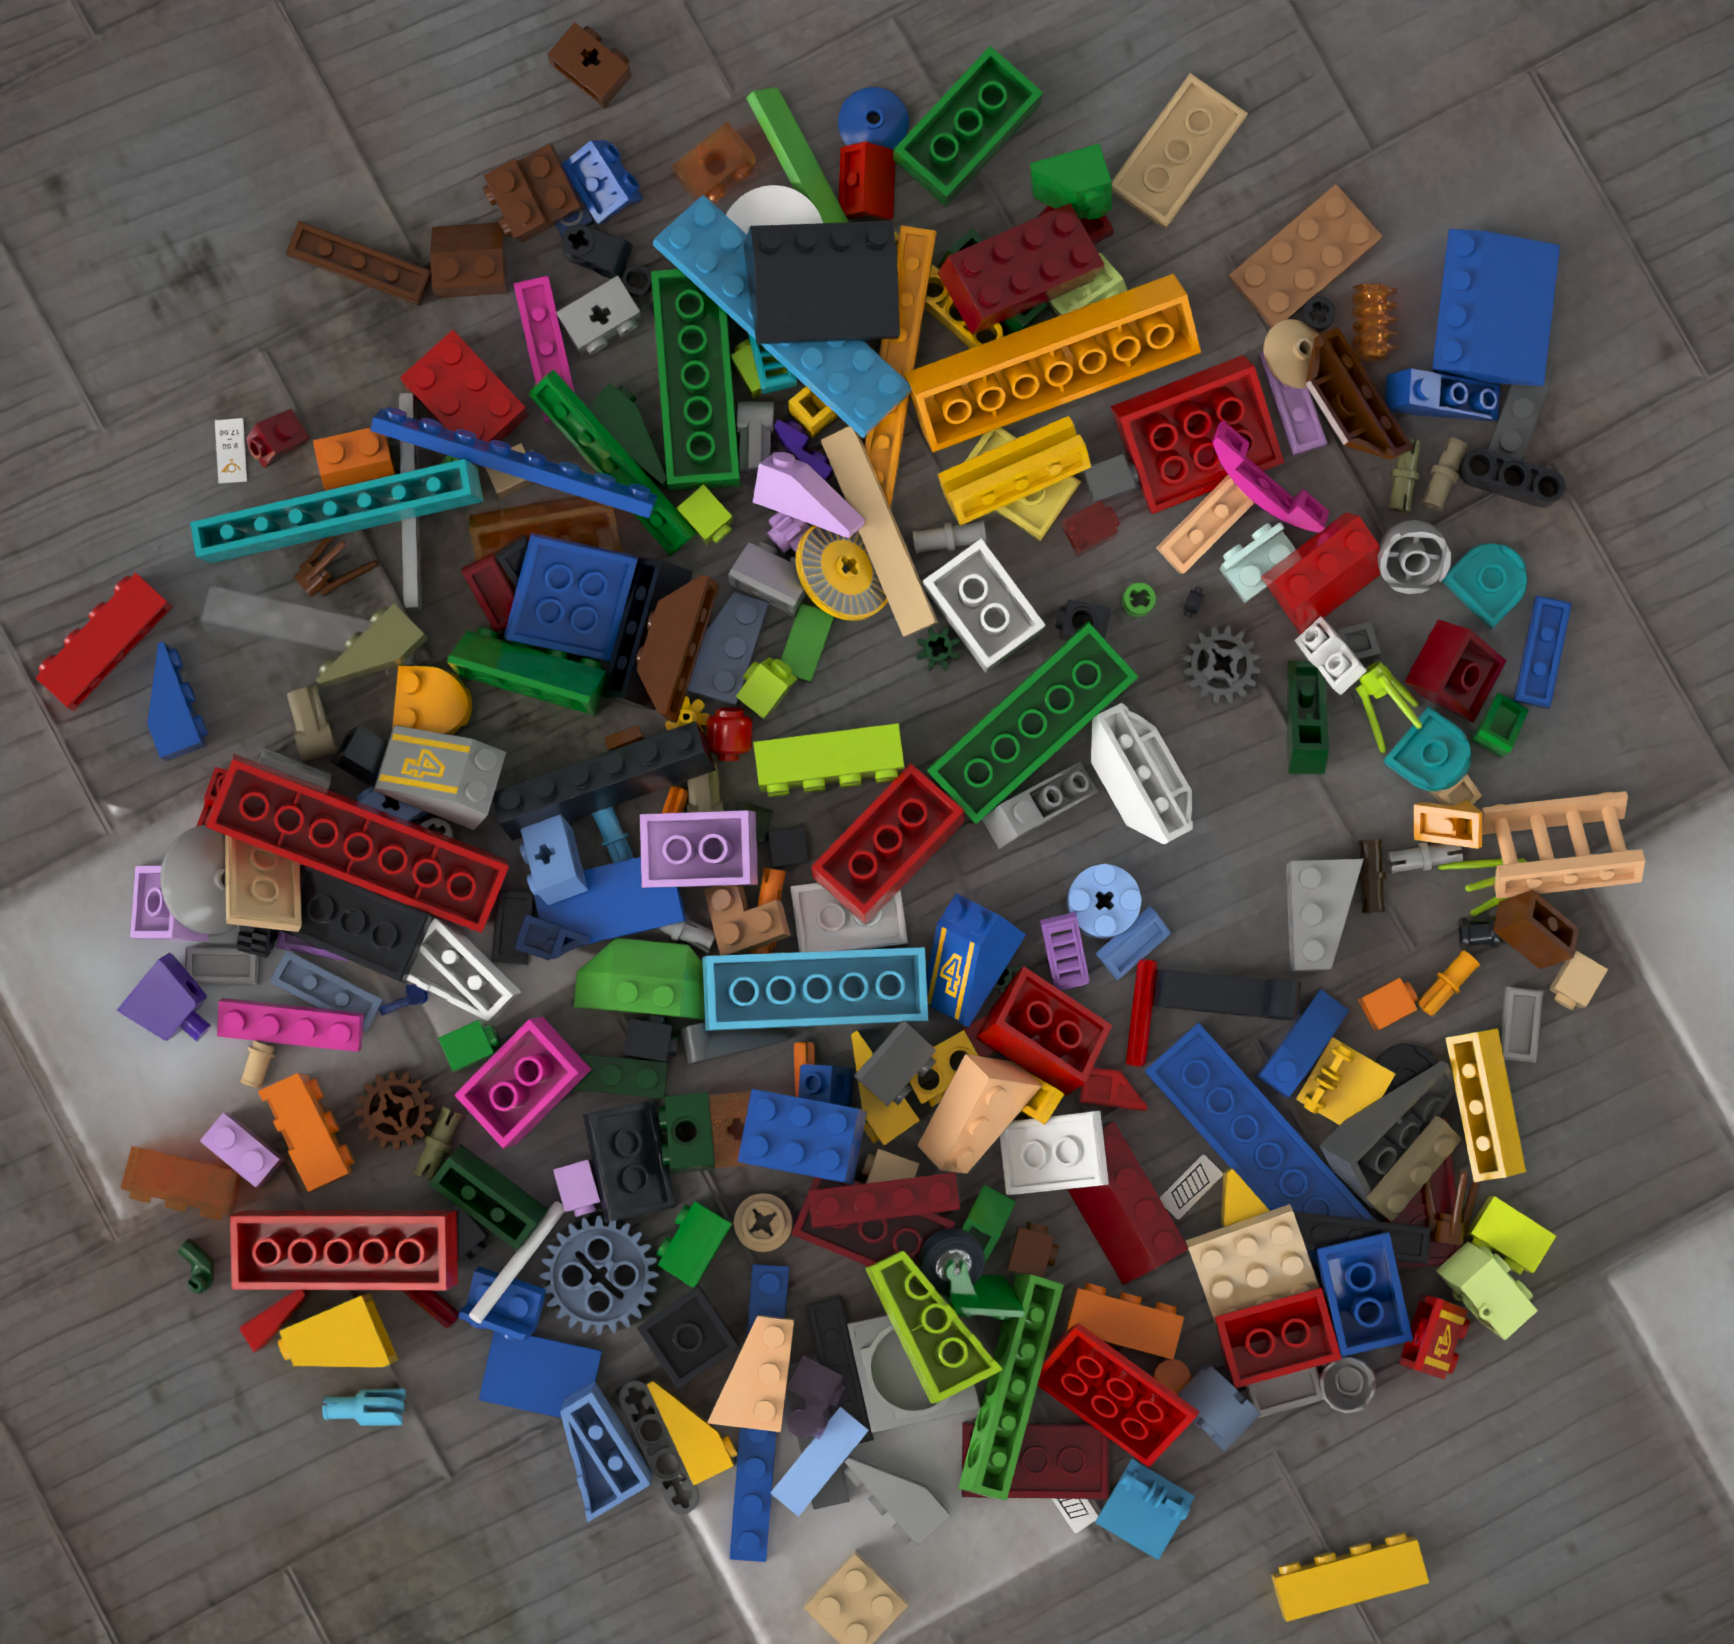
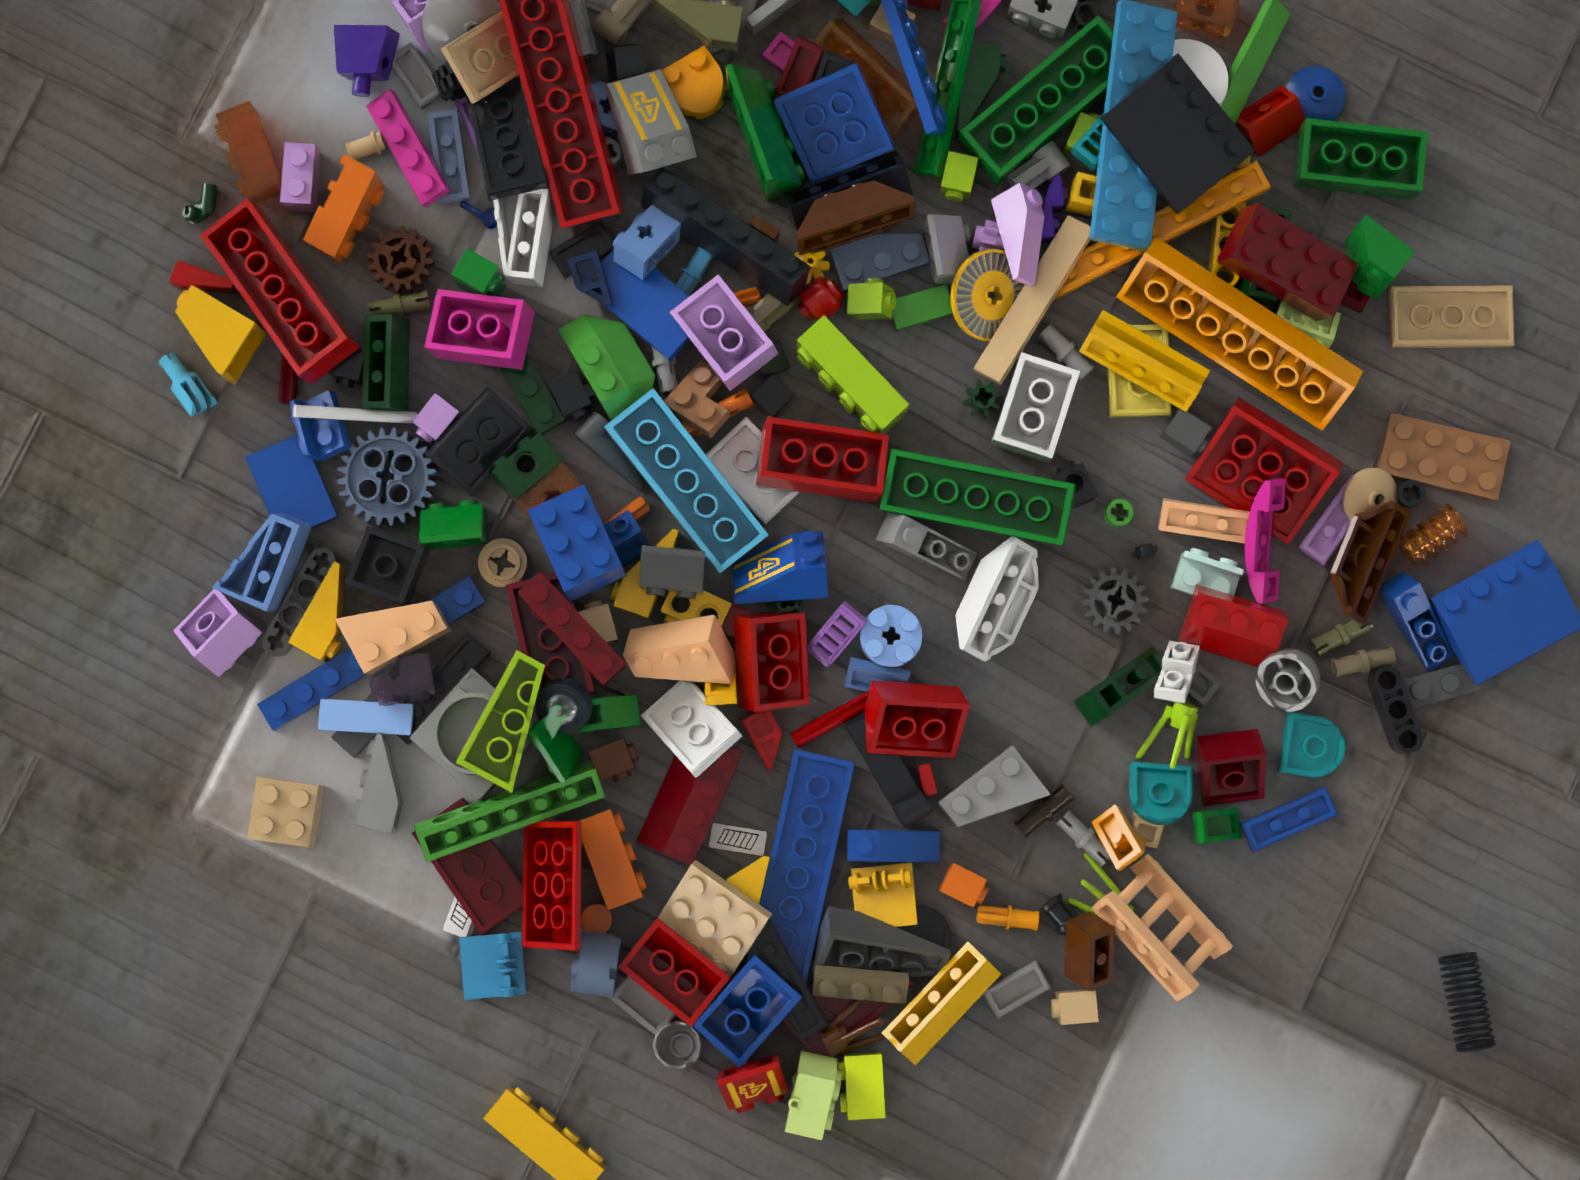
camera: 55 degrees right, 0 degrees up
(458, 597) = (779, 51): none -> dark pink tile
(631, 1548) = (217, 632): none -> lavender slope
(1090, 528) = (1143, 443): clear red brick -> none
(1199, 935) = (914, 719): none -> red slope
(1263, 965) = (926, 780): none -> red tile

